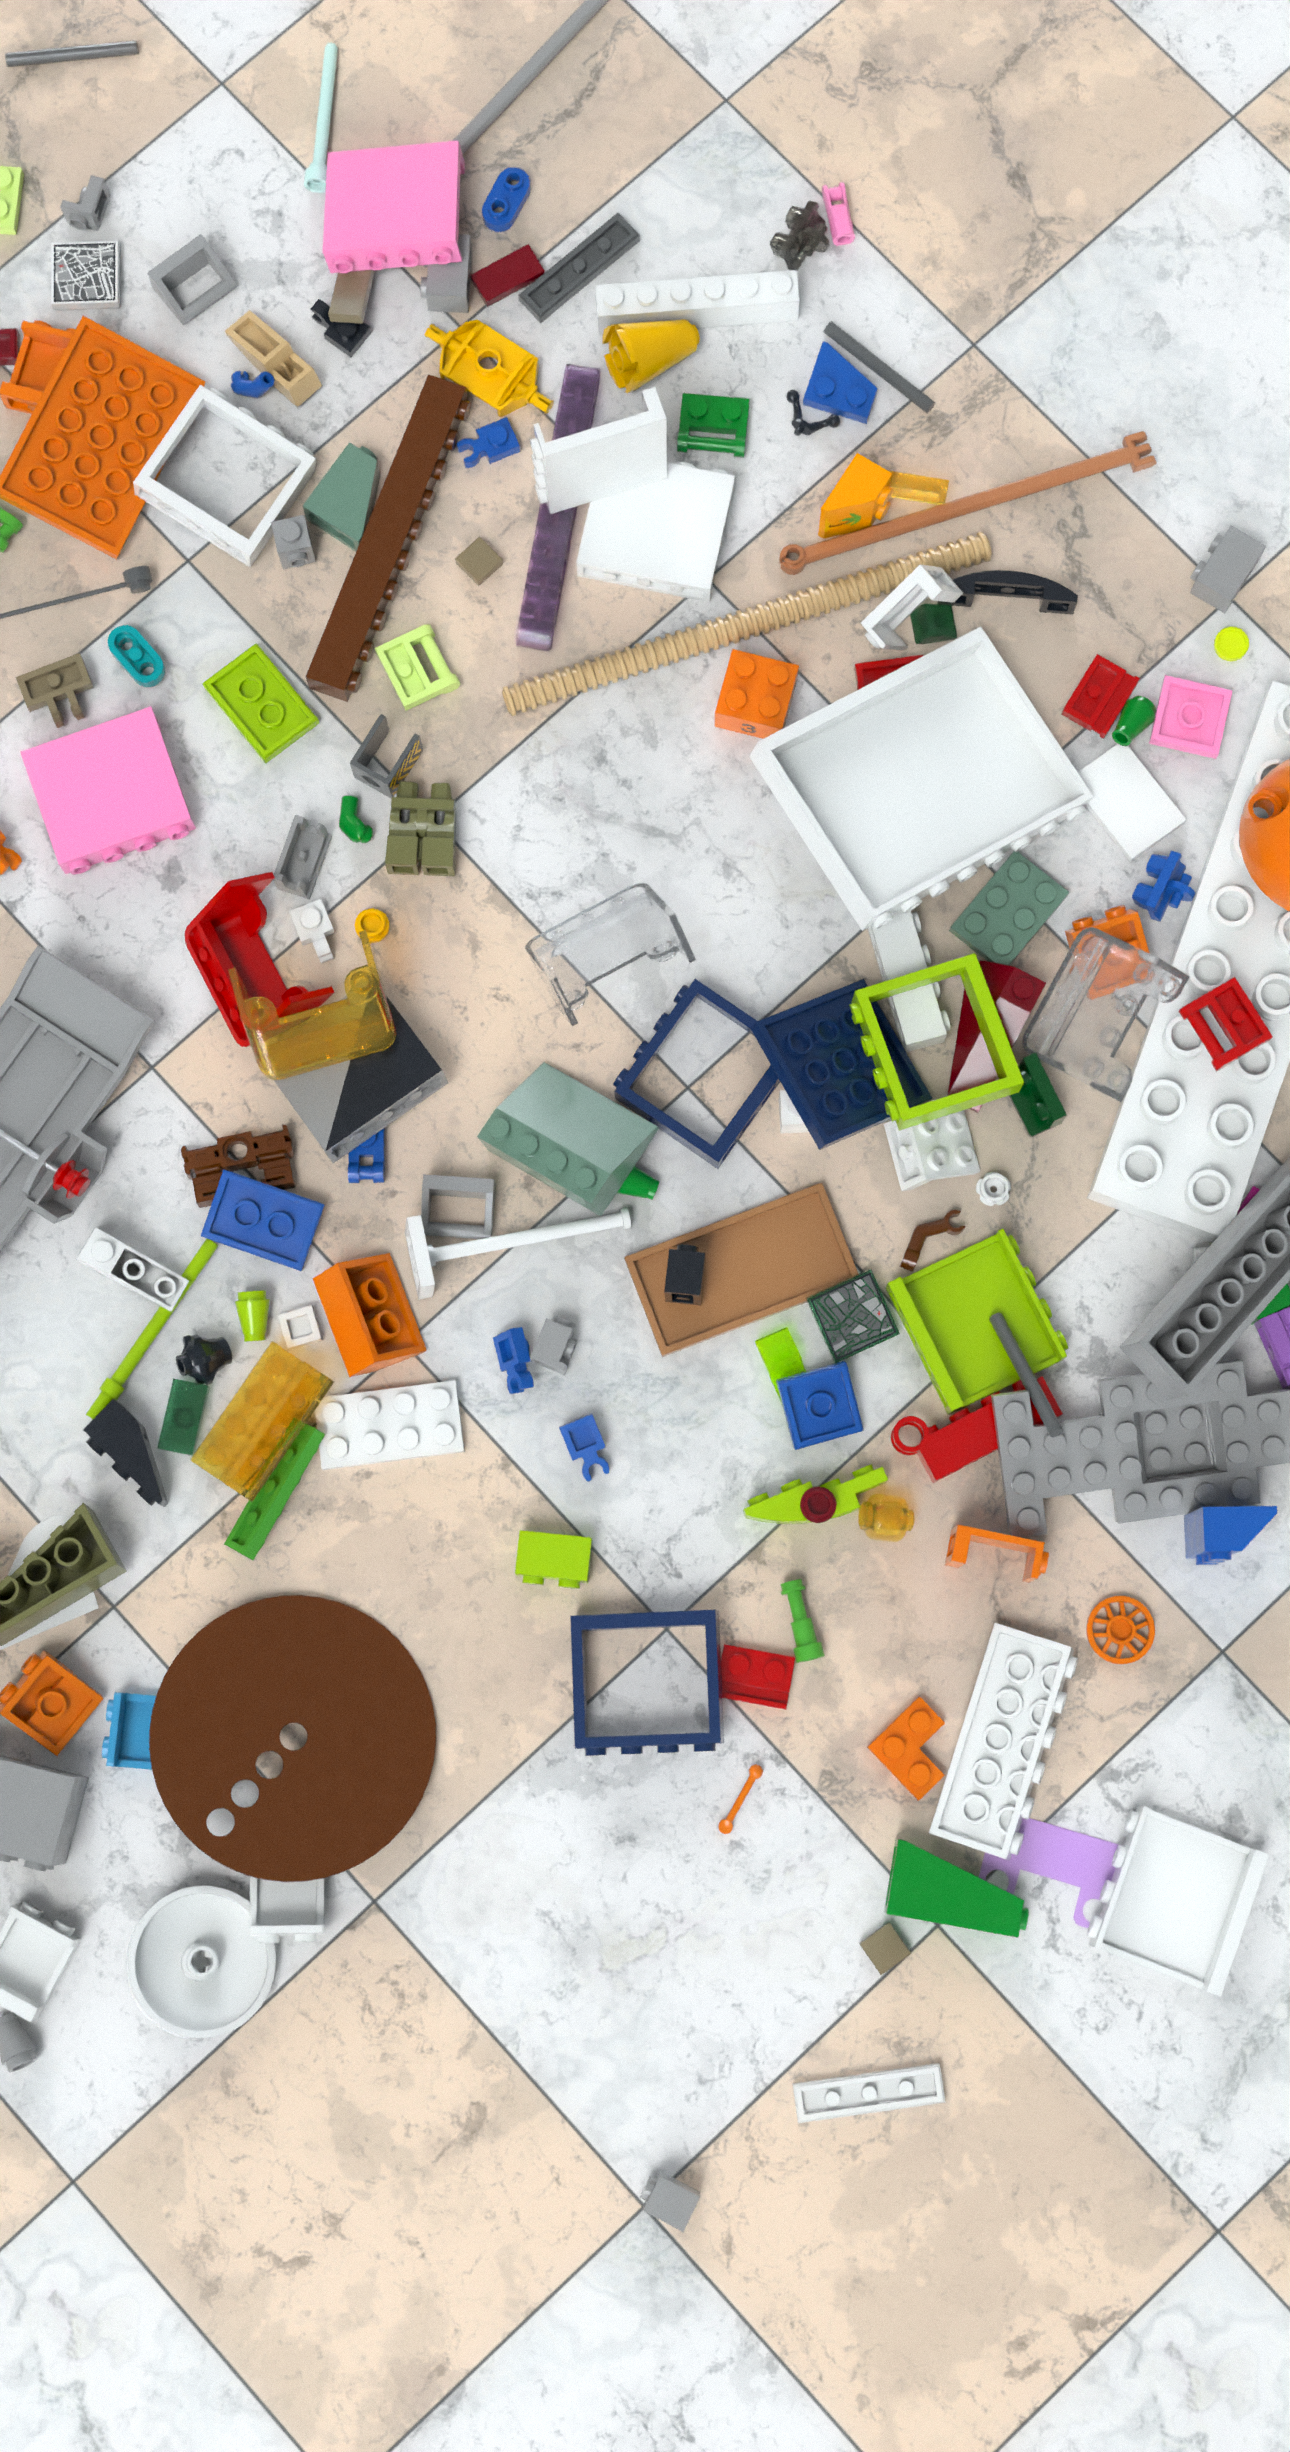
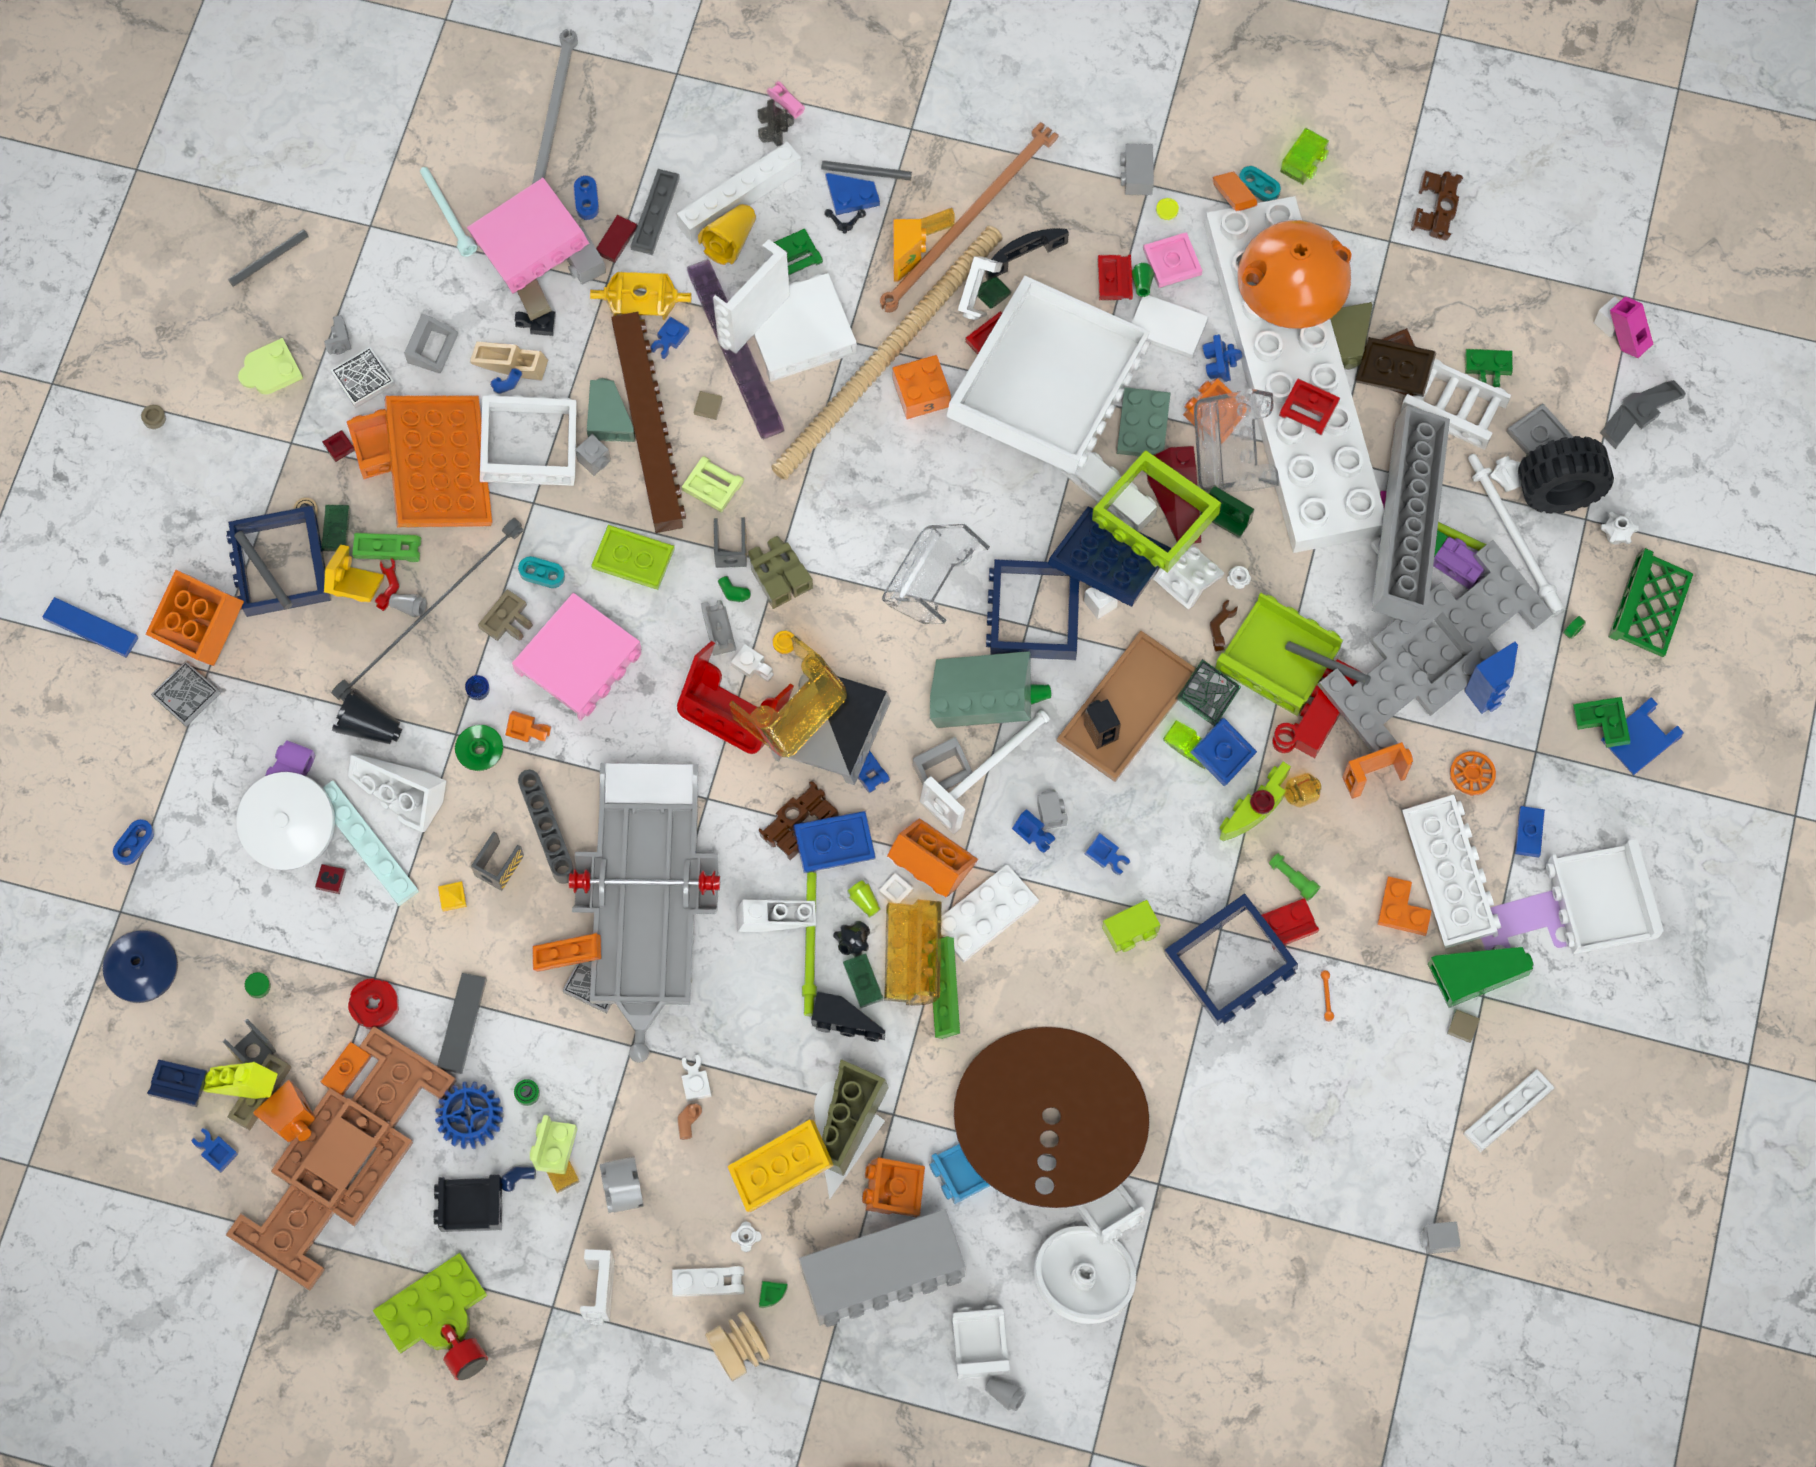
camera: 35 degrees left, 10 degrees down
(1141, 1752) = (1529, 831): none -> blue plate

